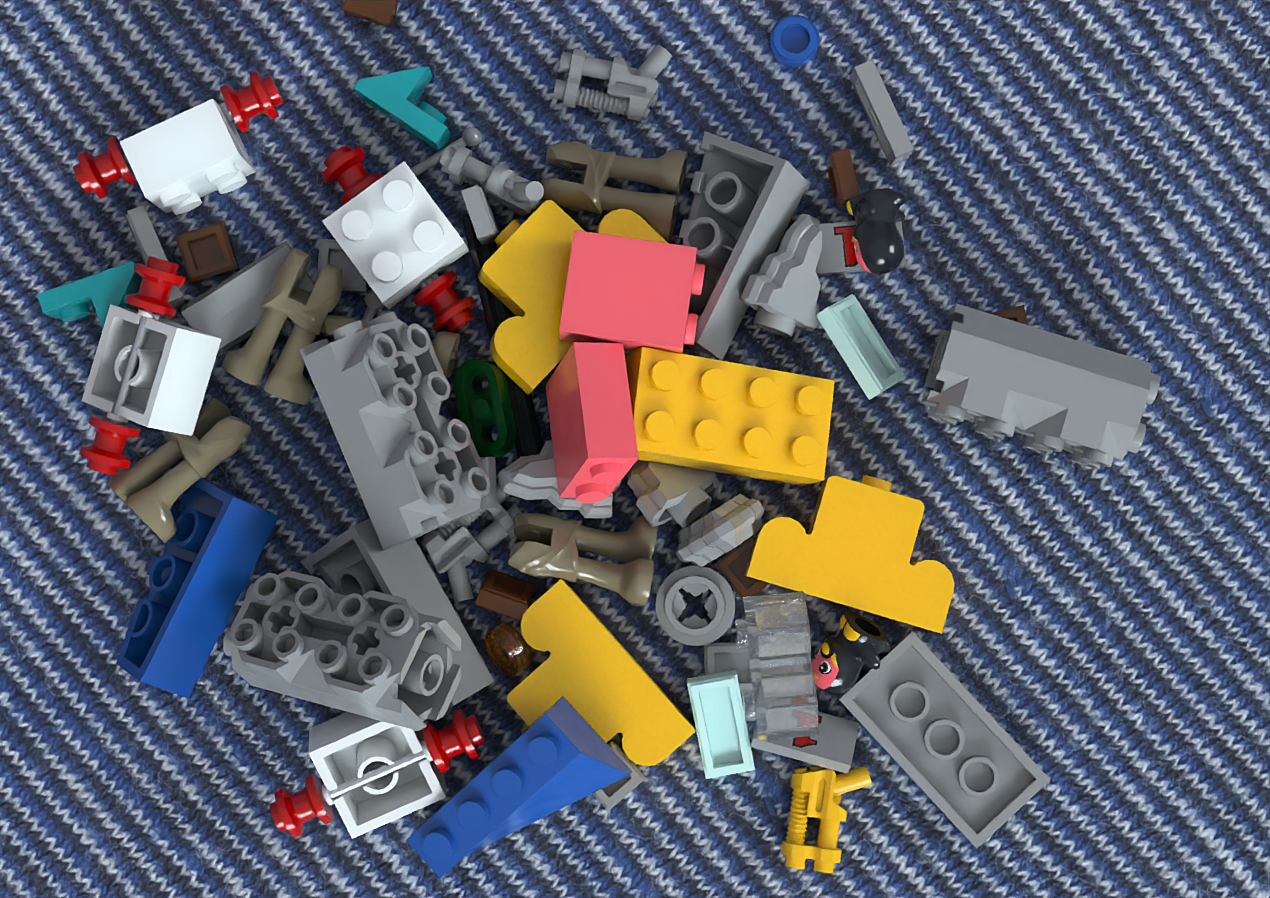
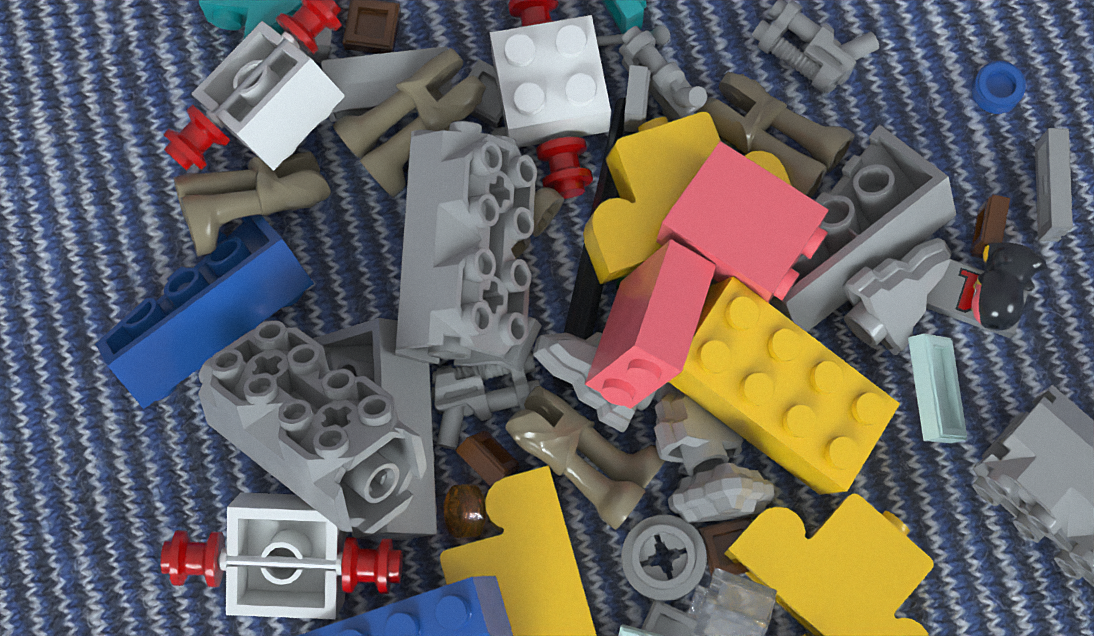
camera: 30 degrees right, 10 degrees down
(484, 410) = (554, 279): dark green plate -> none

